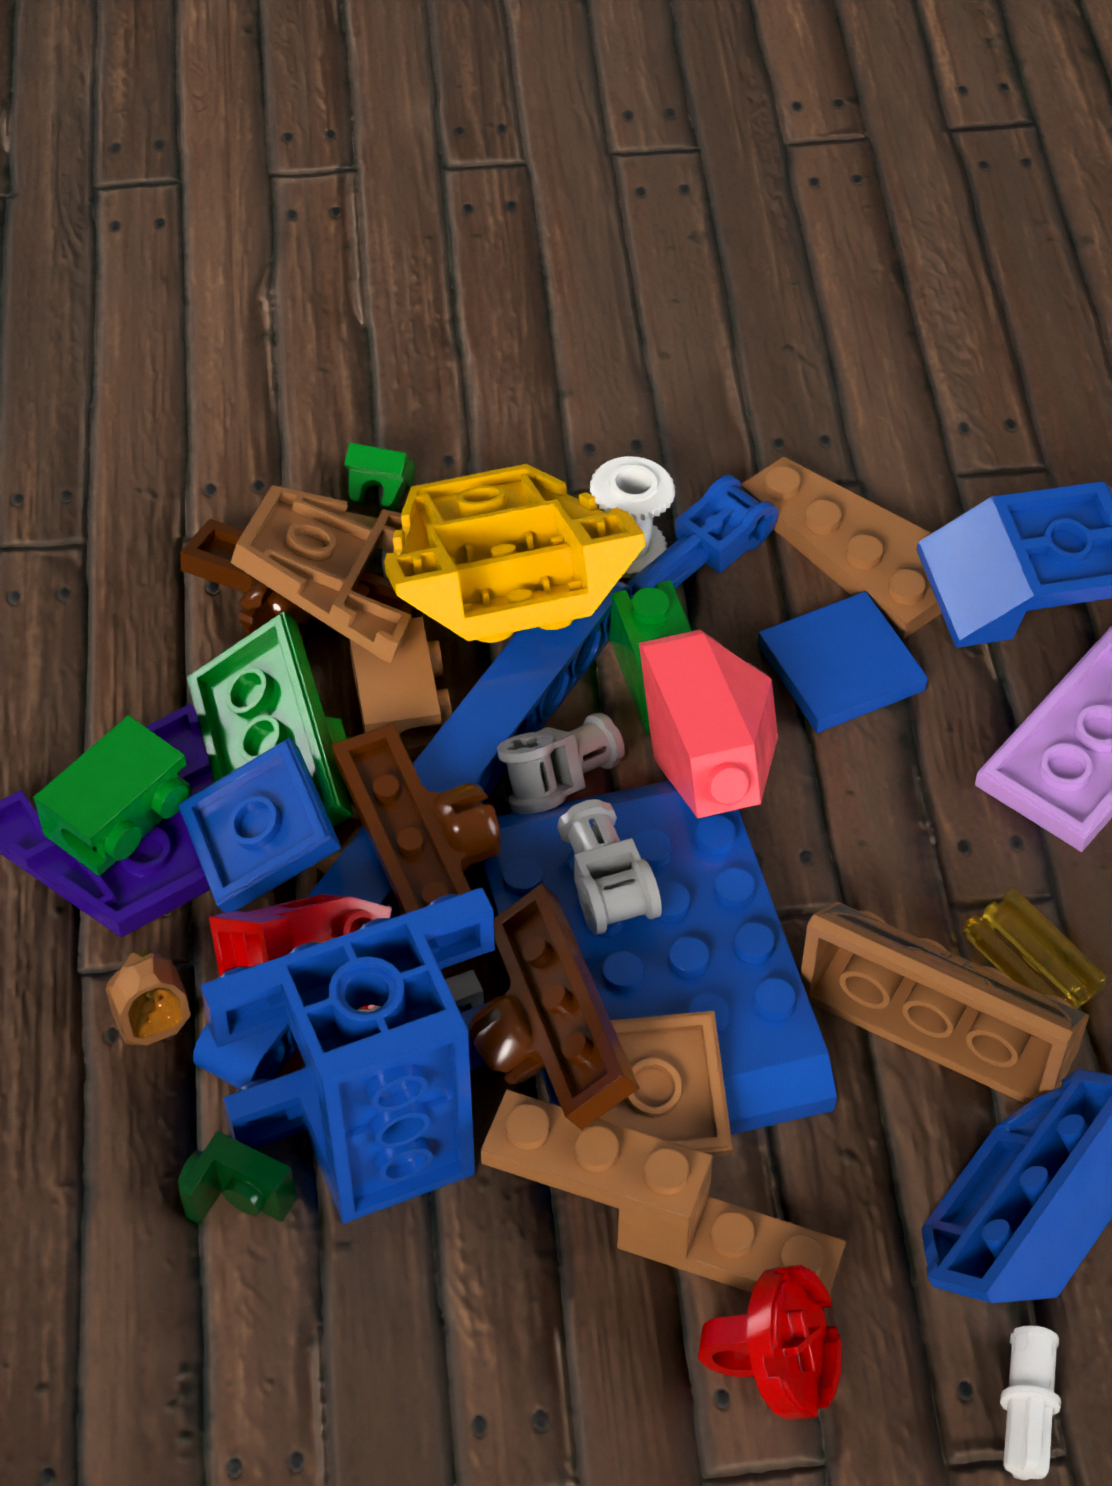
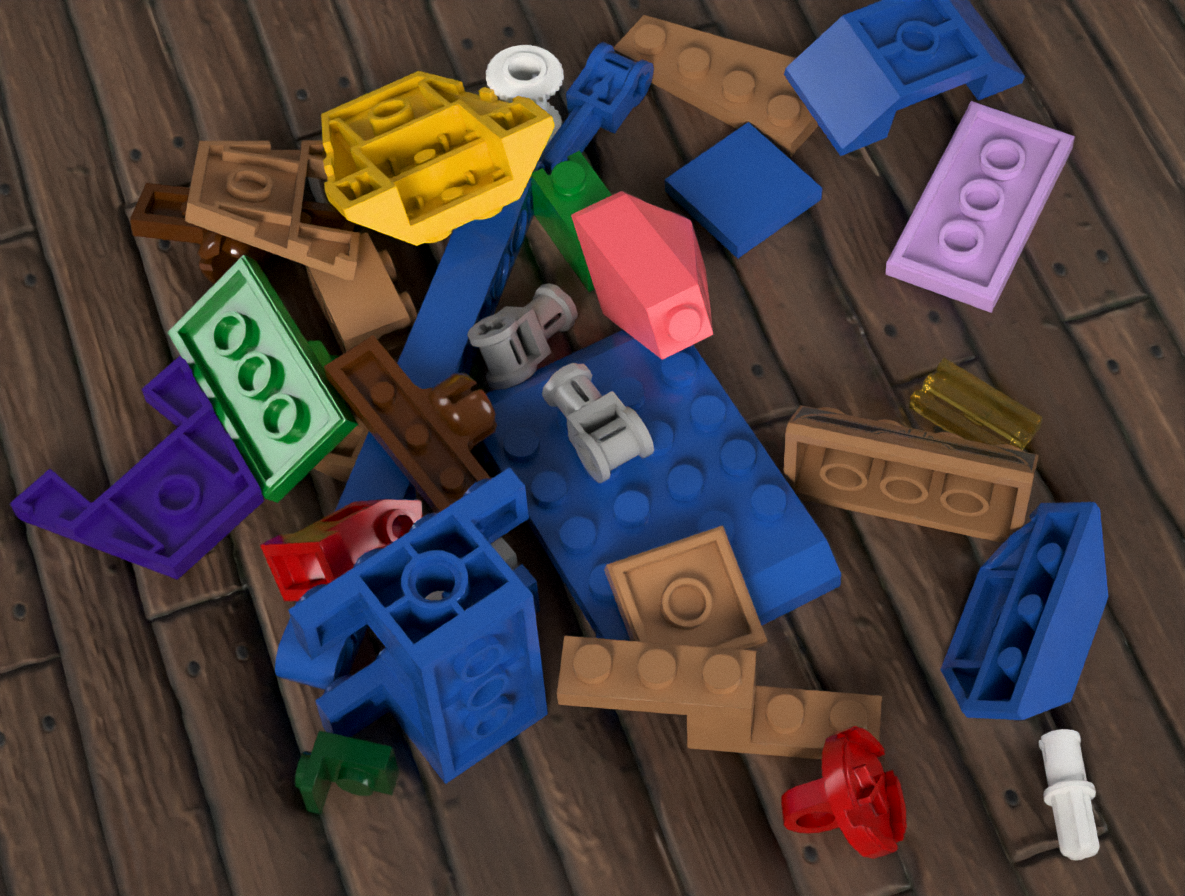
camera: 10 degrees left, 5 degrees up
(113, 795) = (138, 455): green brick -> none
(147, 999) = (219, 629): medium nougat rock -> none
(259, 826) = (277, 453): blue tile -> none
(380, 467) = (285, 102): green tile -> none
(551, 1014) = (588, 561): reddish brown plate -> none

